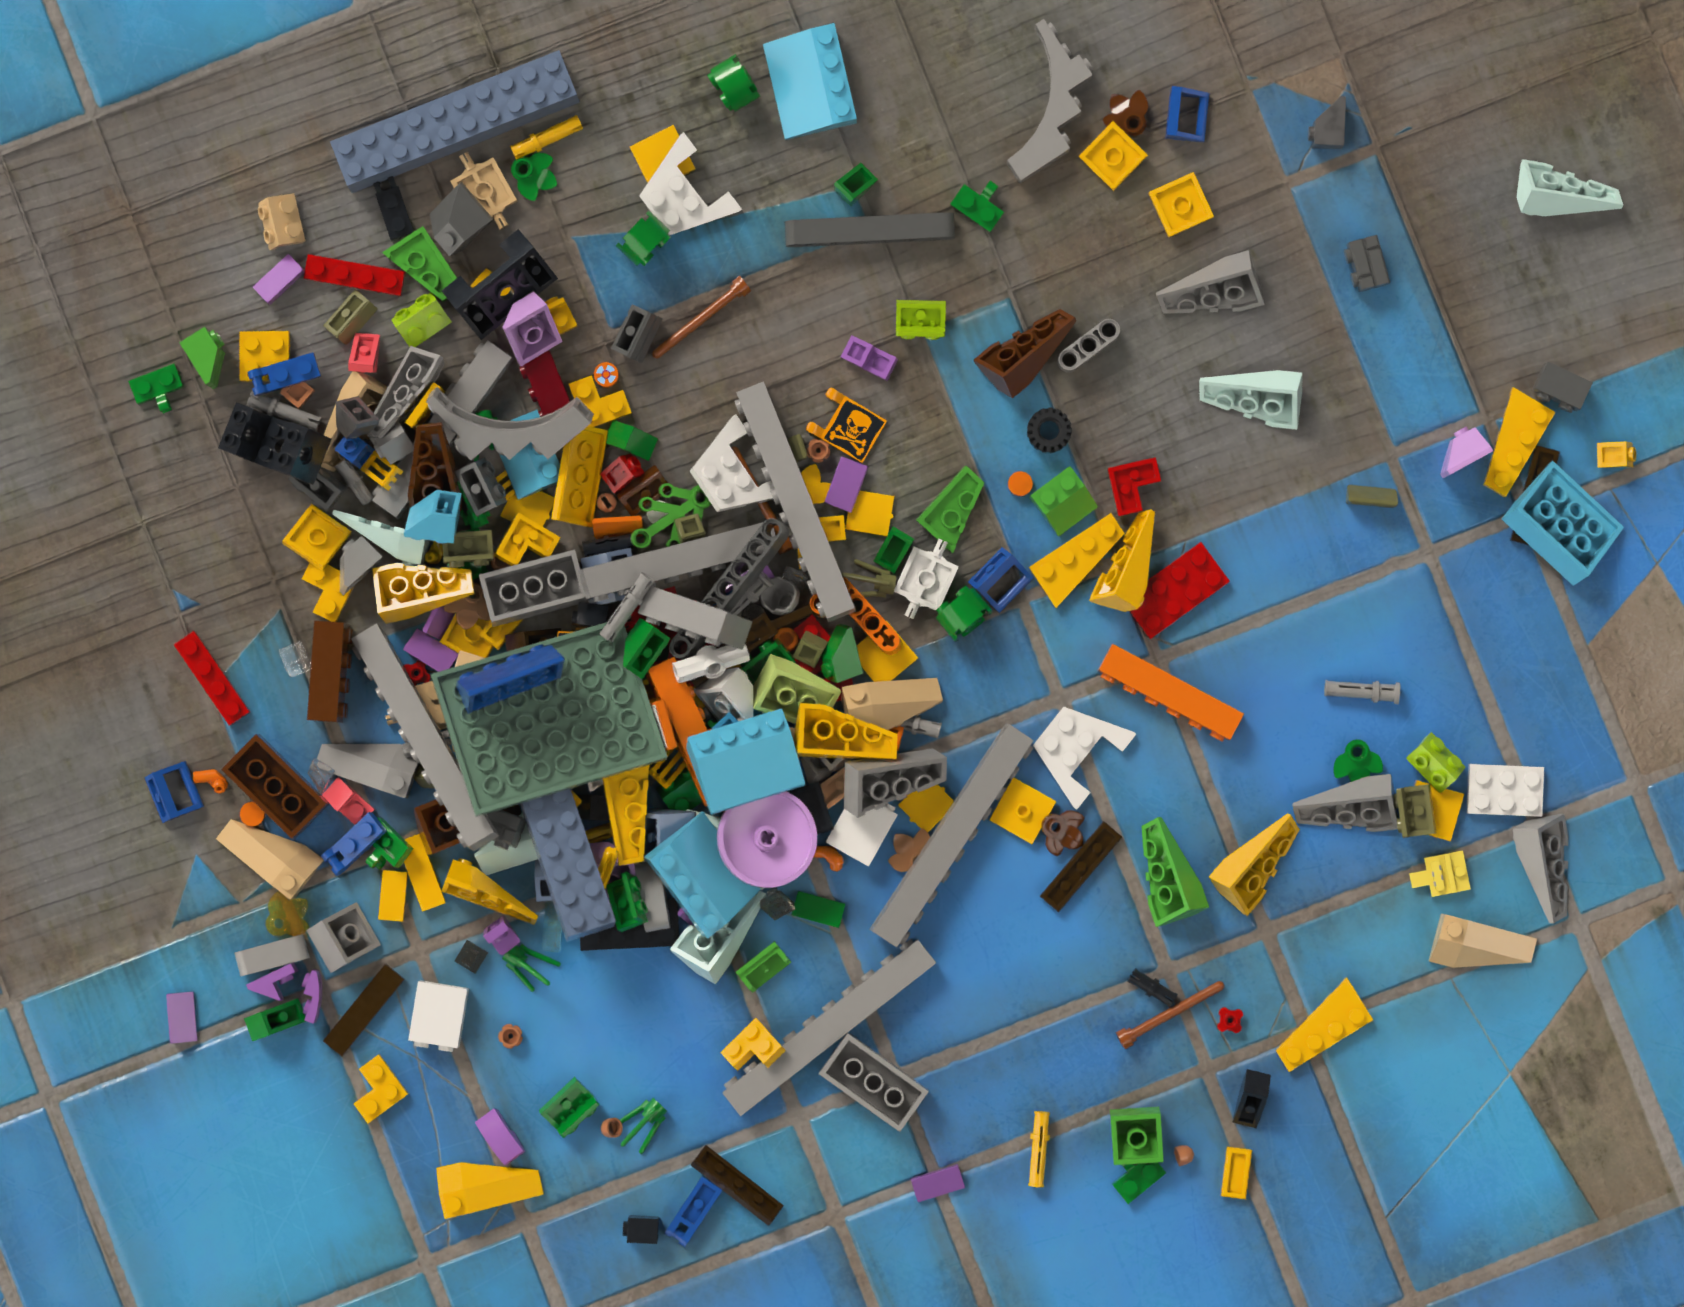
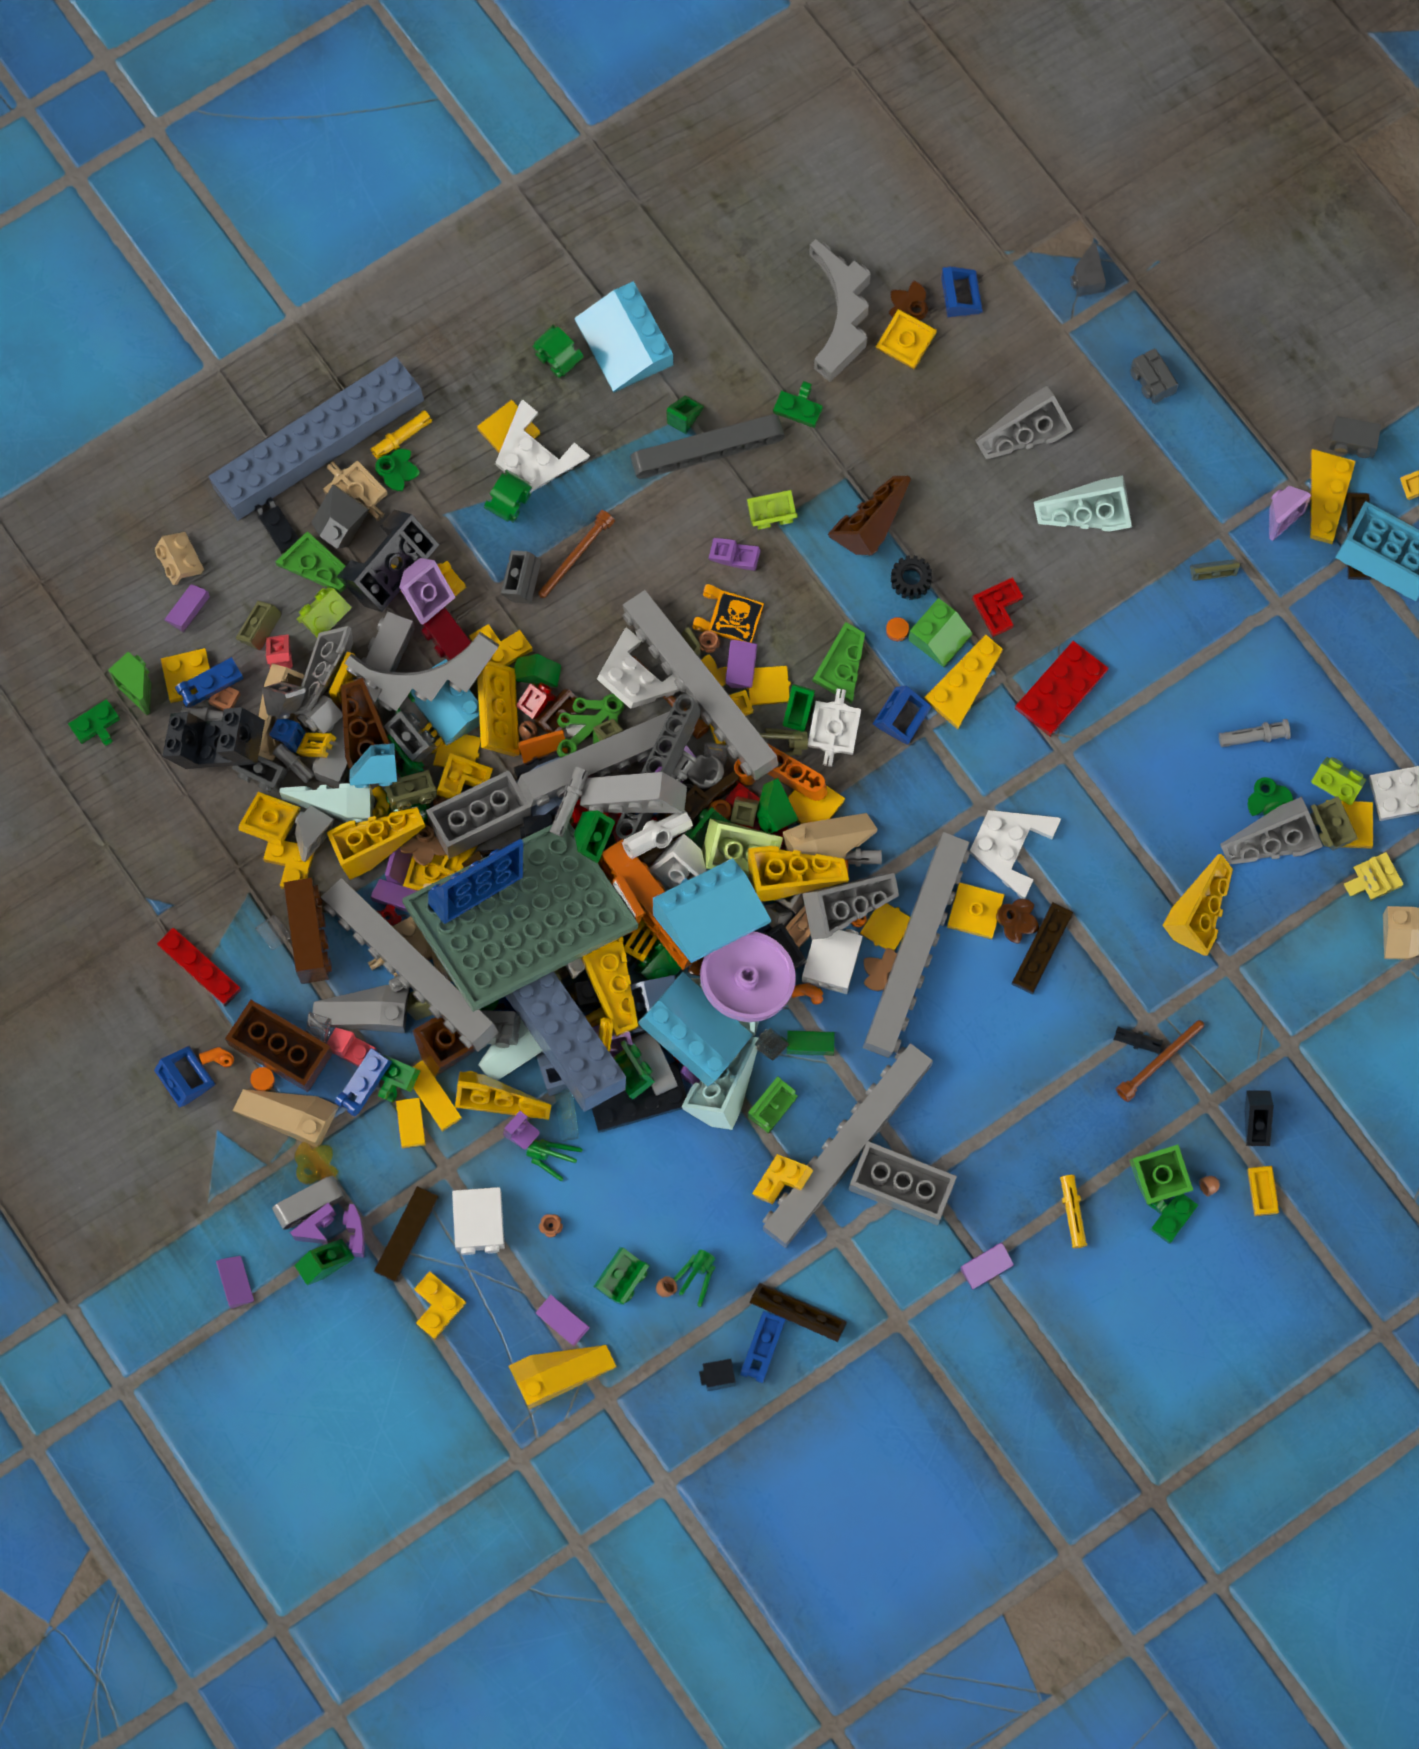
camera: 15 degrees left, 15 degrees down
(343, 937) = (372, 1170): light grey slope -> none
(354, 275) = (254, 589): red plate -> none
(471, 956) = (496, 1161): clear smoke tile -> none
(606, 374) = (501, 621): orange tile -> none
(963, 613) = (876, 747): green brick -> none
(1094, 335) = (929, 488): light grey beam -> none
(1128, 576) = (1016, 676): yellow wedge -> none
(1170, 692) = (1081, 774): orange brick -> none
(1173, 883) = (1130, 940): bright green wedge -> none
(1181, 204) = (976, 365): yellow plate -> none
(1236, 1016) = (1214, 1058): red plate -> none
(1332, 1021) = (1310, 1034): yellow wing -> none
(1553, 193) = (1294, 285): light aqua wedge -> none

